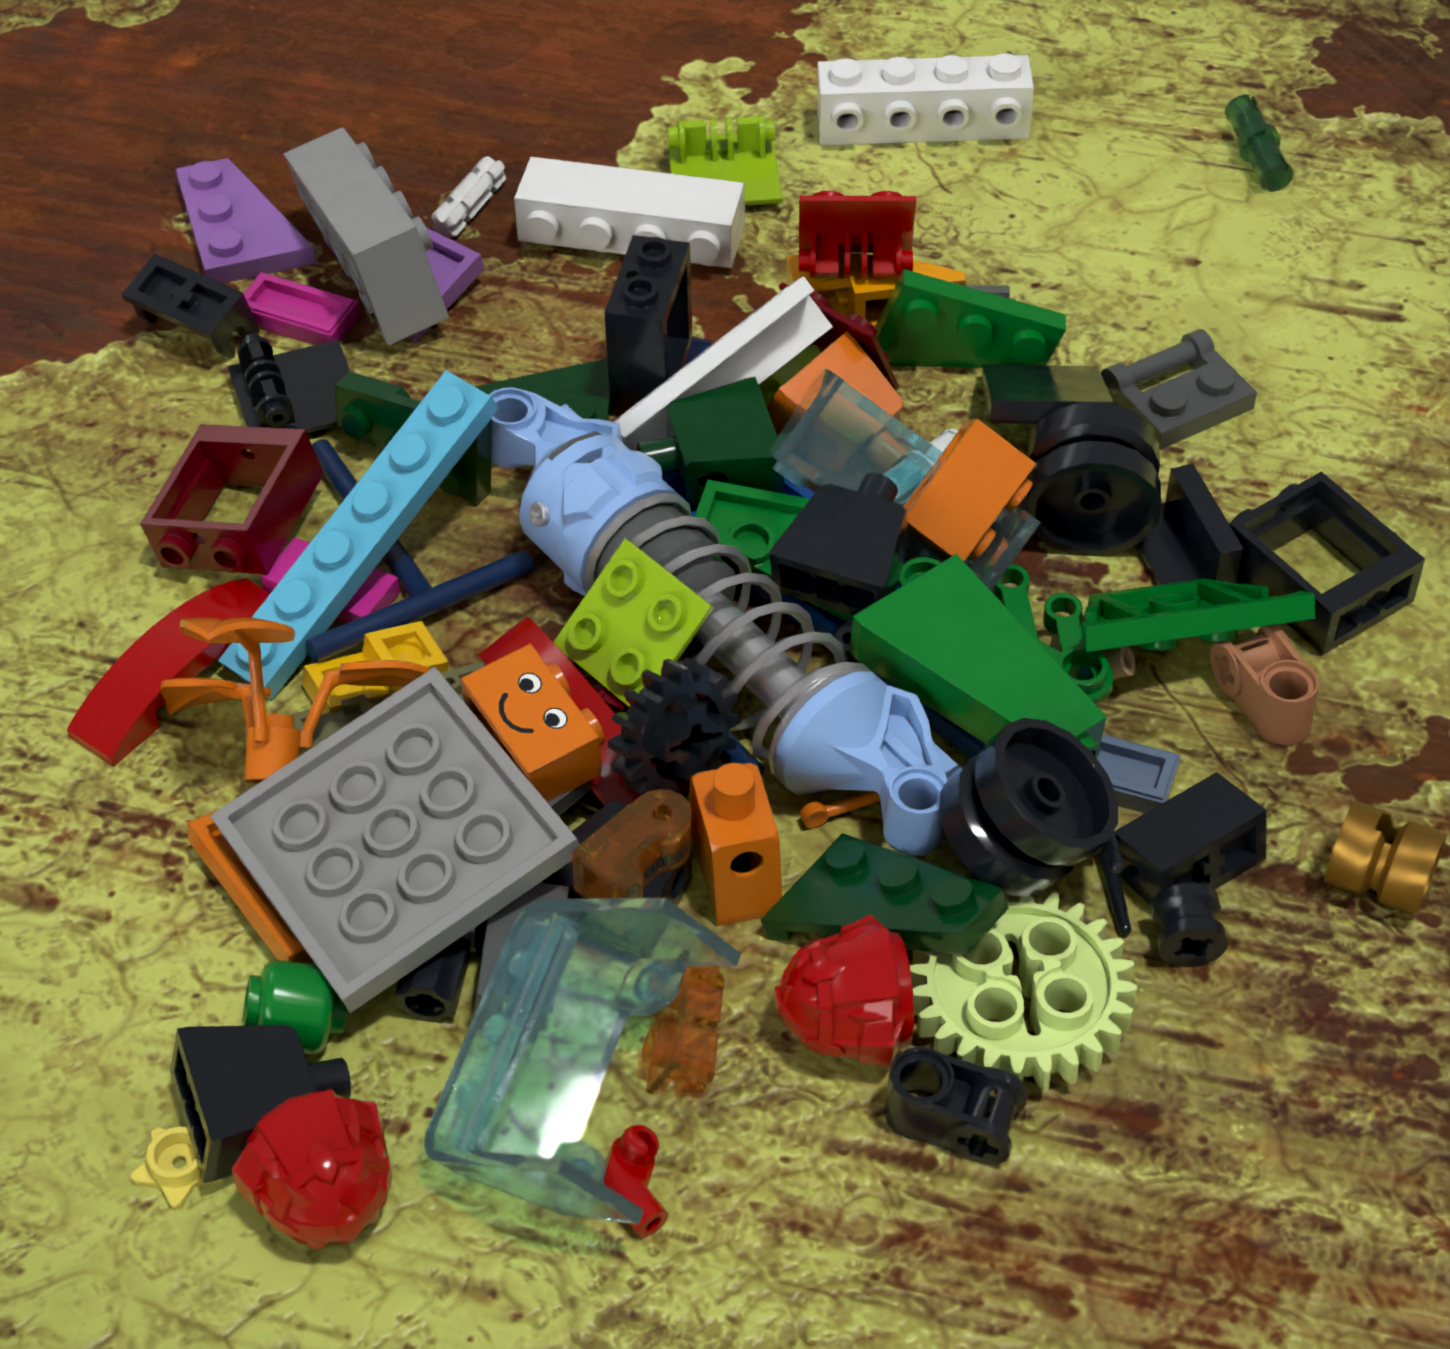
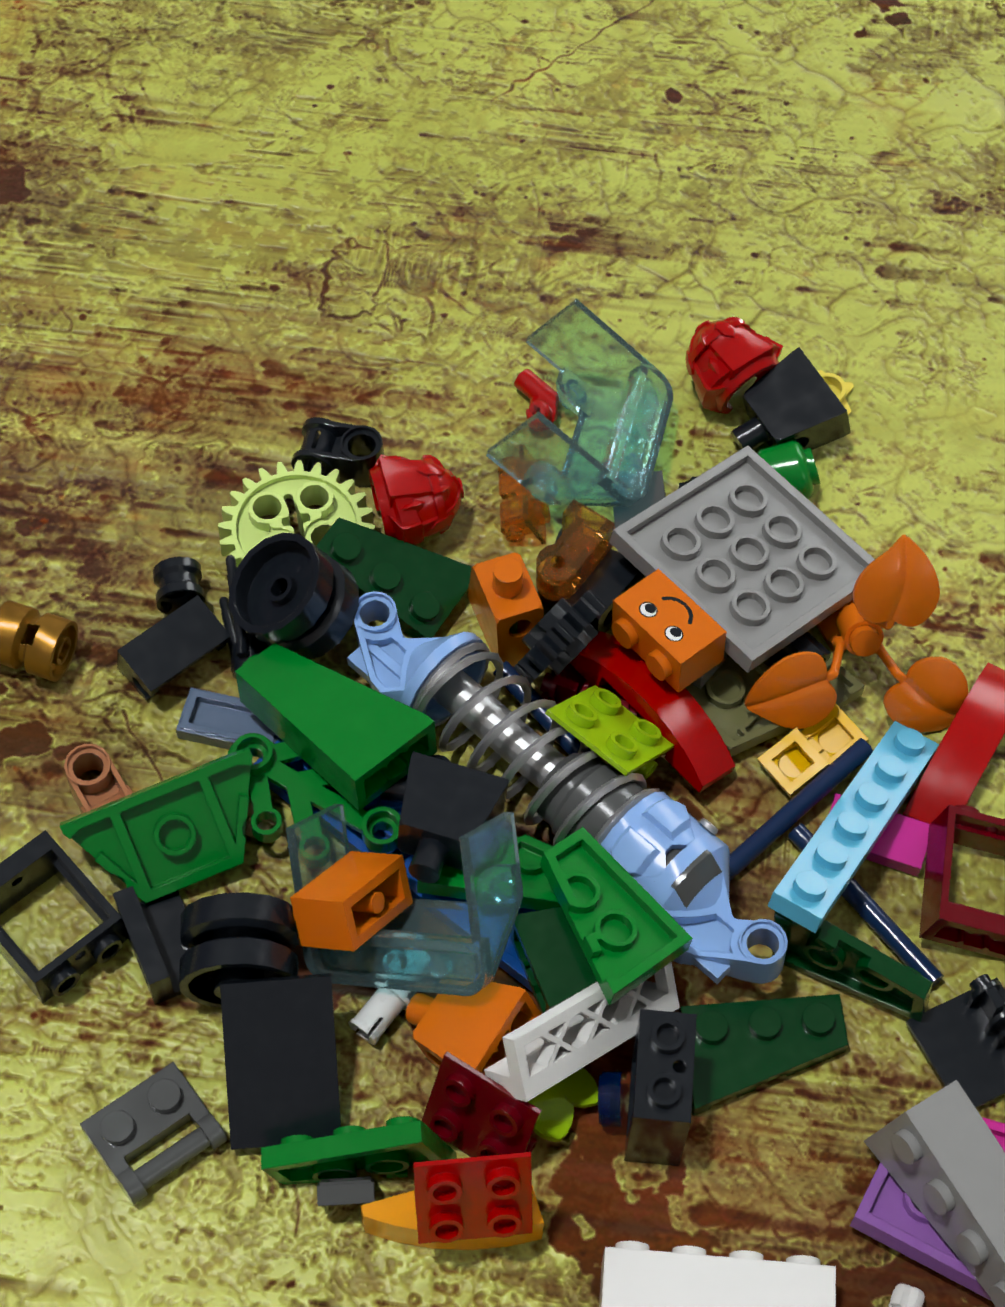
camera: 170 degrees right, 10 degrees up
(672, 416) = (611, 915): none -> green wing

